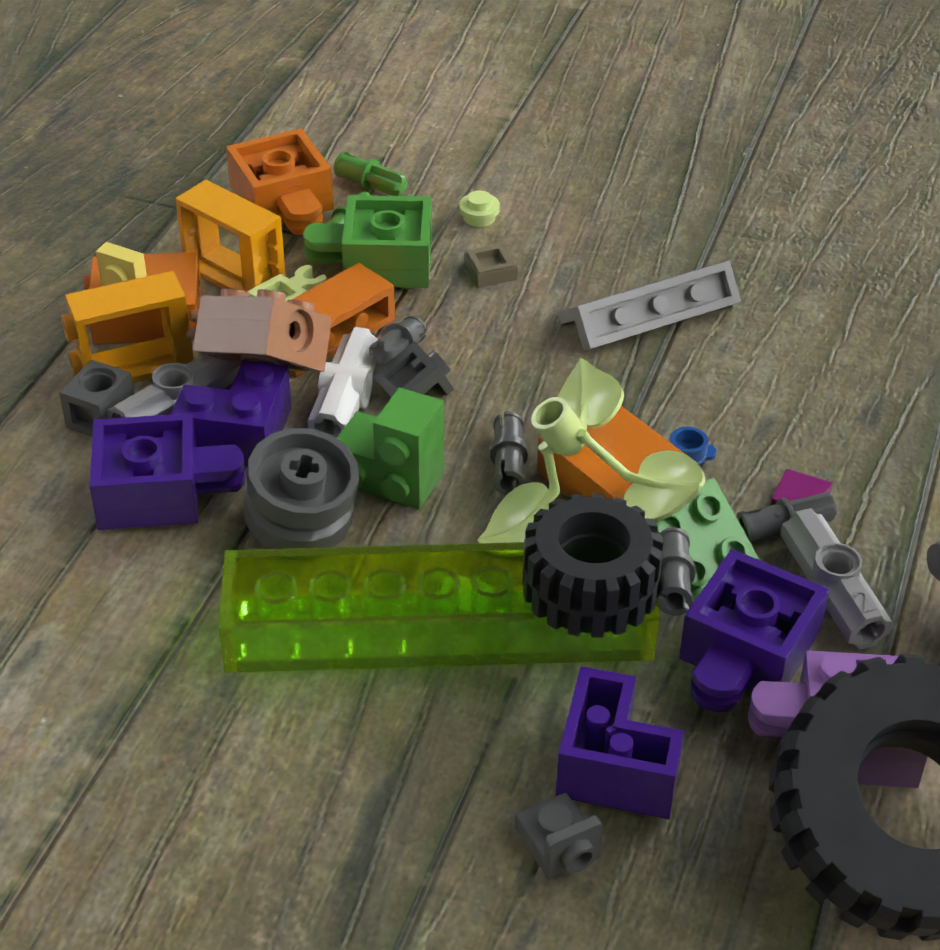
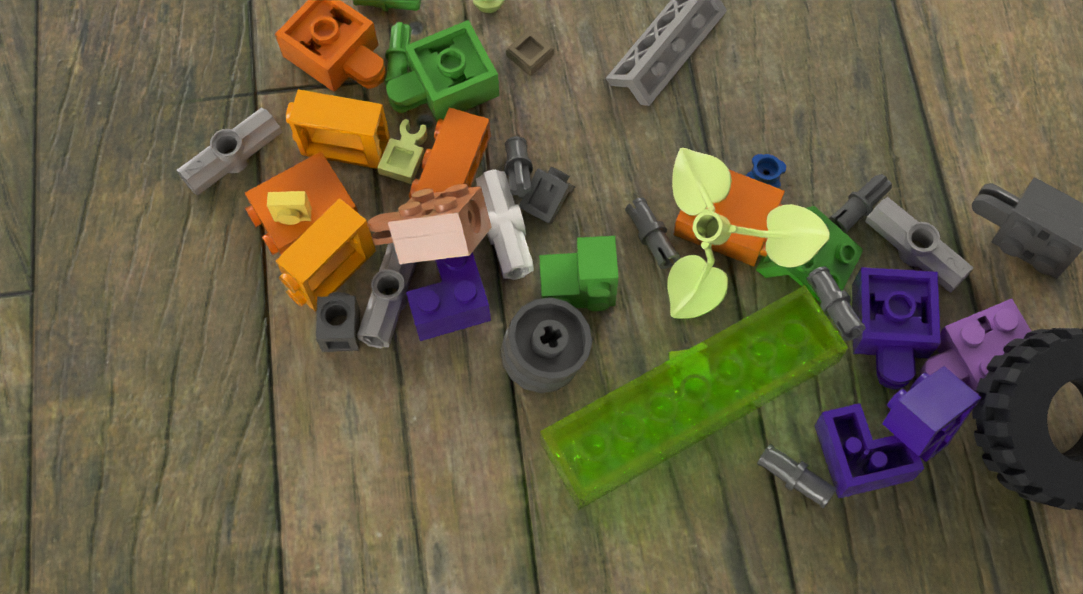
camera: 25 degrees left, 25 degrees up
(112, 225) = (246, 140): none -> light grey piece
(153, 471) = (430, 374): dark purple brick -> none
(516, 746) = (797, 476): none -> dark grey pin
(559, 836) = (858, 527): dark grey bracket -> none
(592, 565) = (805, 309): black tyre -> none
(722, 720) = (930, 412): none -> dark purple brick
(799, 485) = (854, 175): magenta tile -> none

